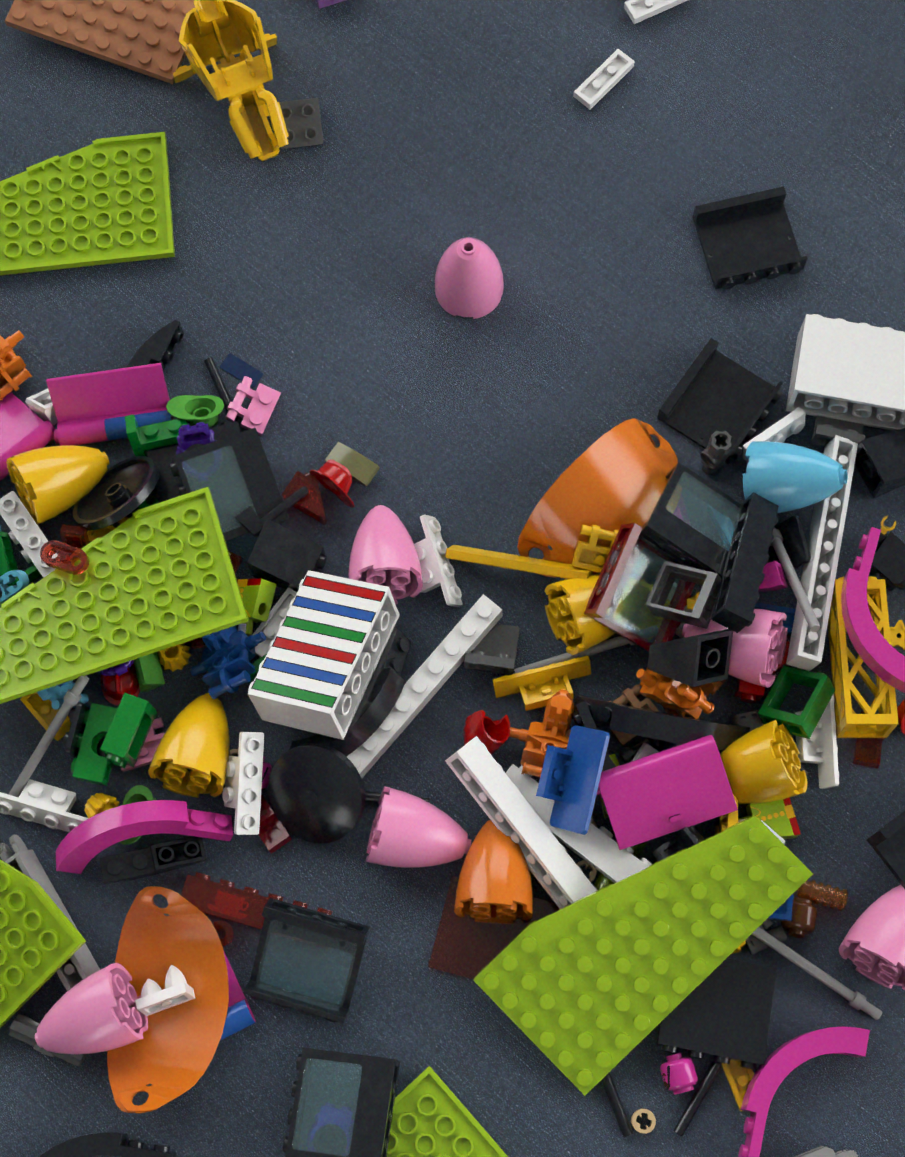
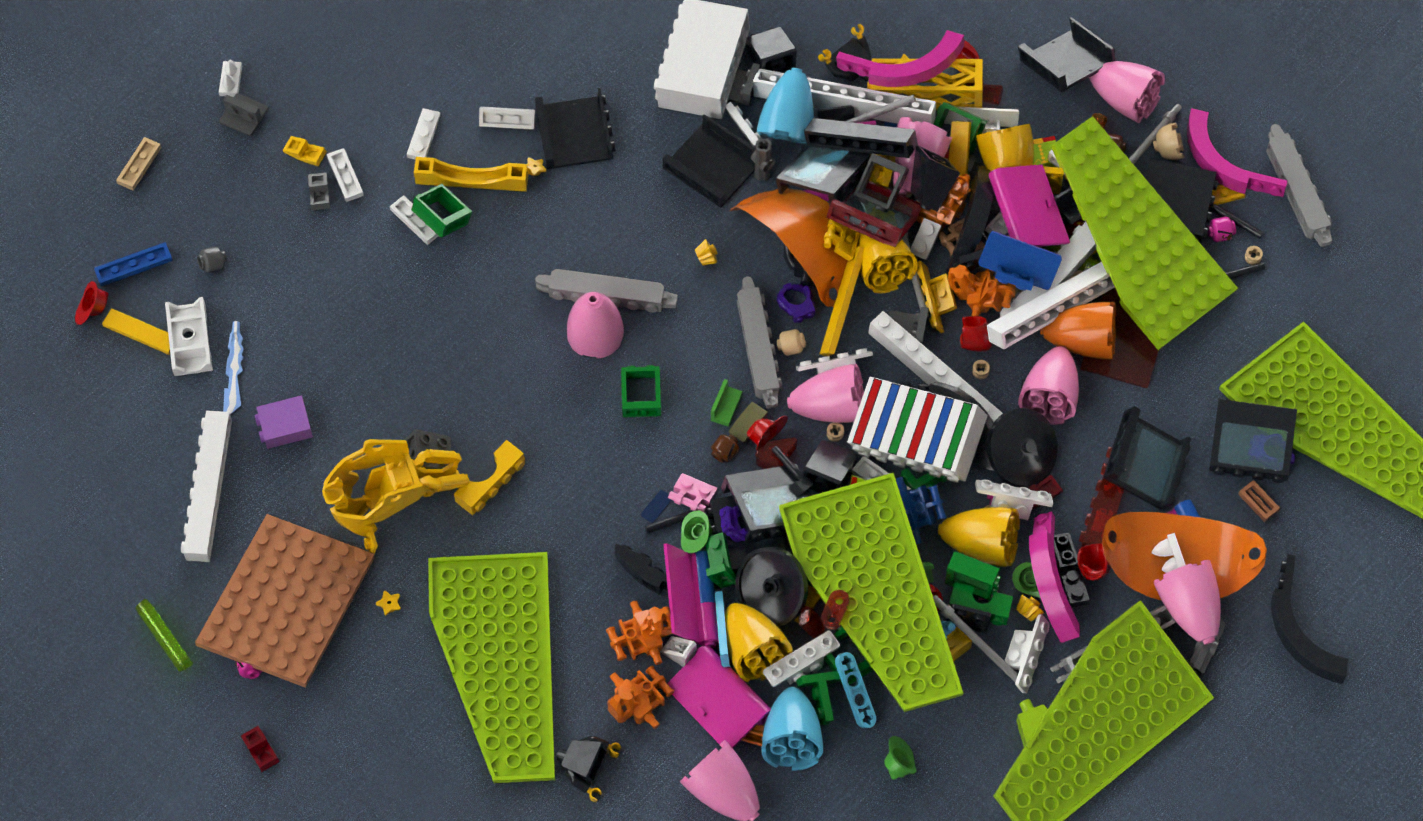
camera: 90 degrees left, 10 degrees down
(69, 354) = (642, 633): none -> orange piece
(104, 442) = (720, 612): none -> medium azure tile
(114, 106) = (387, 608): none -> yellow plate
(158, 876) = (1093, 562): none -> red piece
(244, 1134) = (1262, 511): none -> nougat tile
(288, 201) = (475, 494): none -> yellow arch
(313, 438) = (725, 448): none -> reddish brown head
(337, 563) = (835, 438): none -> tan bush
(376, 436) = (725, 404): none -> bright green panel
(390, 357) = (641, 408): none -> green window
(449, 744) = (981, 364): none -> tan bush
(461, 468) = (757, 343): none -> light grey hinge
(463, 508) = (791, 342): none -> tan head
(505, 511) = (800, 311): none -> dark purple piece
(522, 292) = (622, 291): none -> light grey hinge
(583, 401) = (706, 253): none -> yellow piece
(599, 114) = (442, 227): none -> green window
(623, 666) = (925, 238): none -> white plate
(667, 128) = (505, 177): none -> yellow arch
(684, 200) = (535, 167): none -> yellow plate
(724, 78) = (423, 134): none -> white plate
(753, 703) = (960, 145): none -> yellow tile
(755, 161) = (506, 118): none -> white plate
(811, 999) = (1169, 142): none -> tan cylinder

